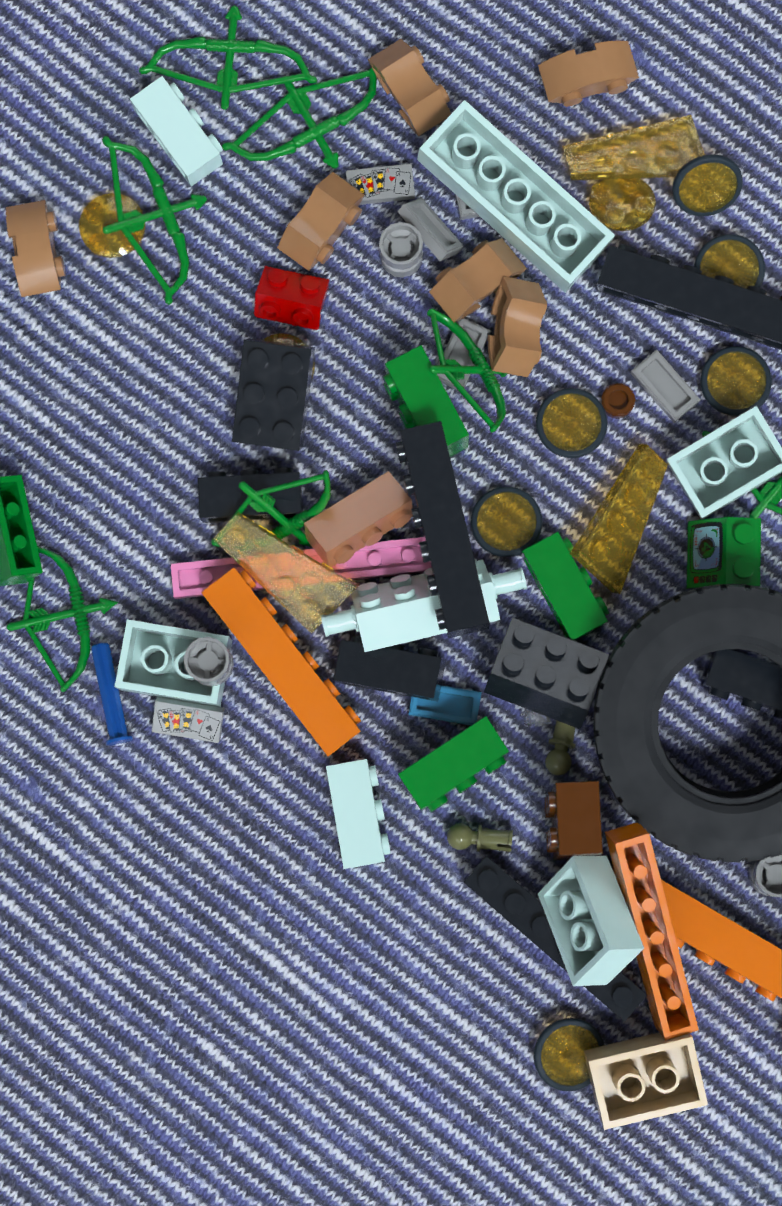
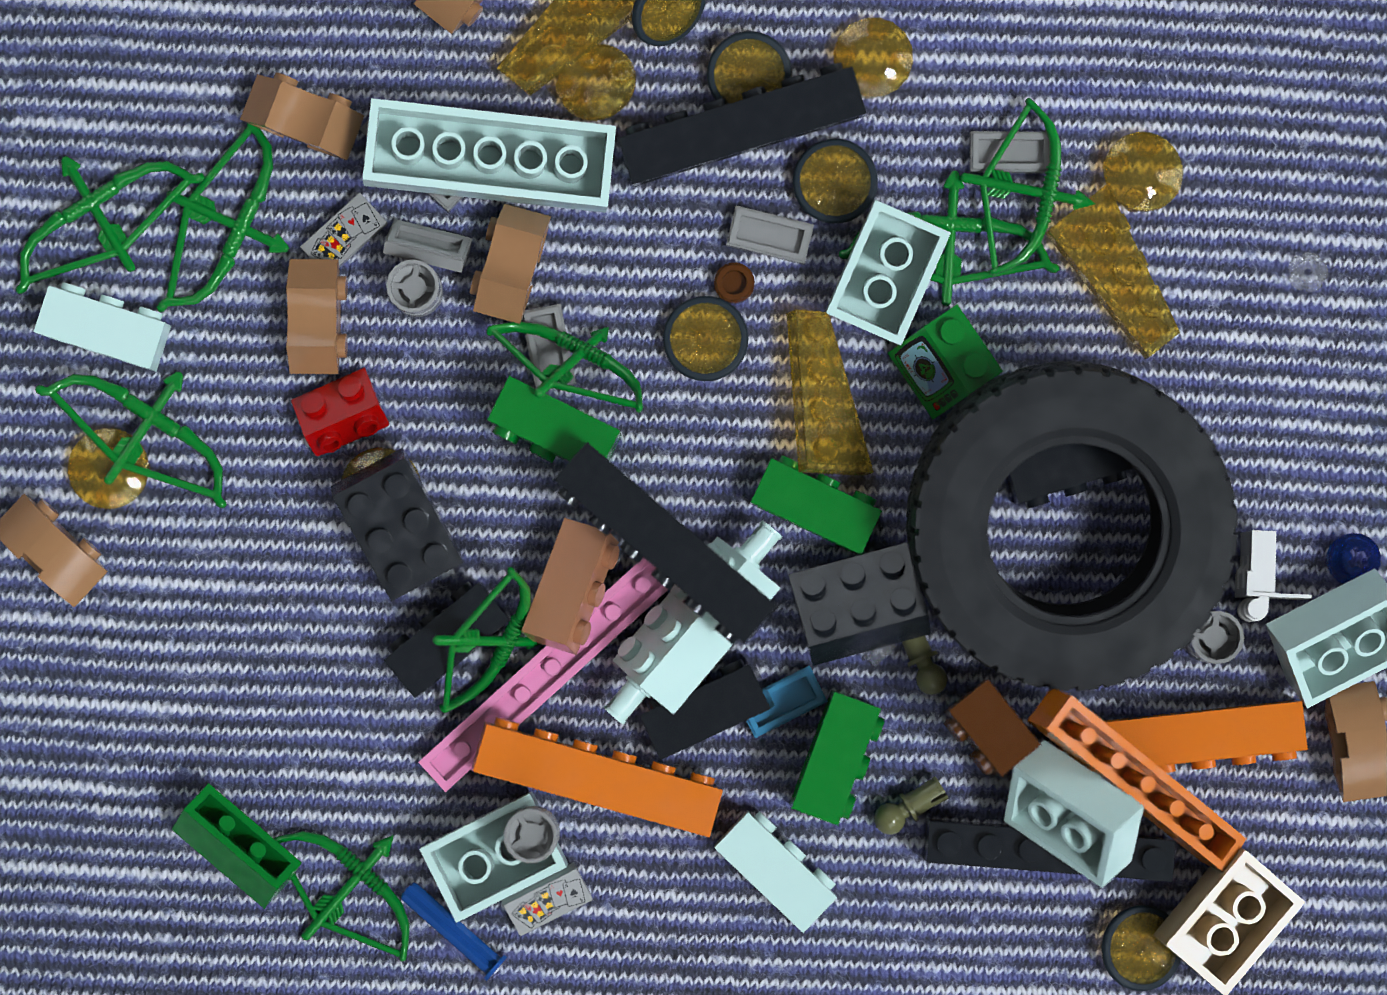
camera: 45 degrees left, 5 degrees up
(285, 572) = (537, 690): clear yellow wing -> none
(506, 521) = (713, 481): clear yellow wheel -> none
(516, 338) = (579, 271): medium nougat brick -> none

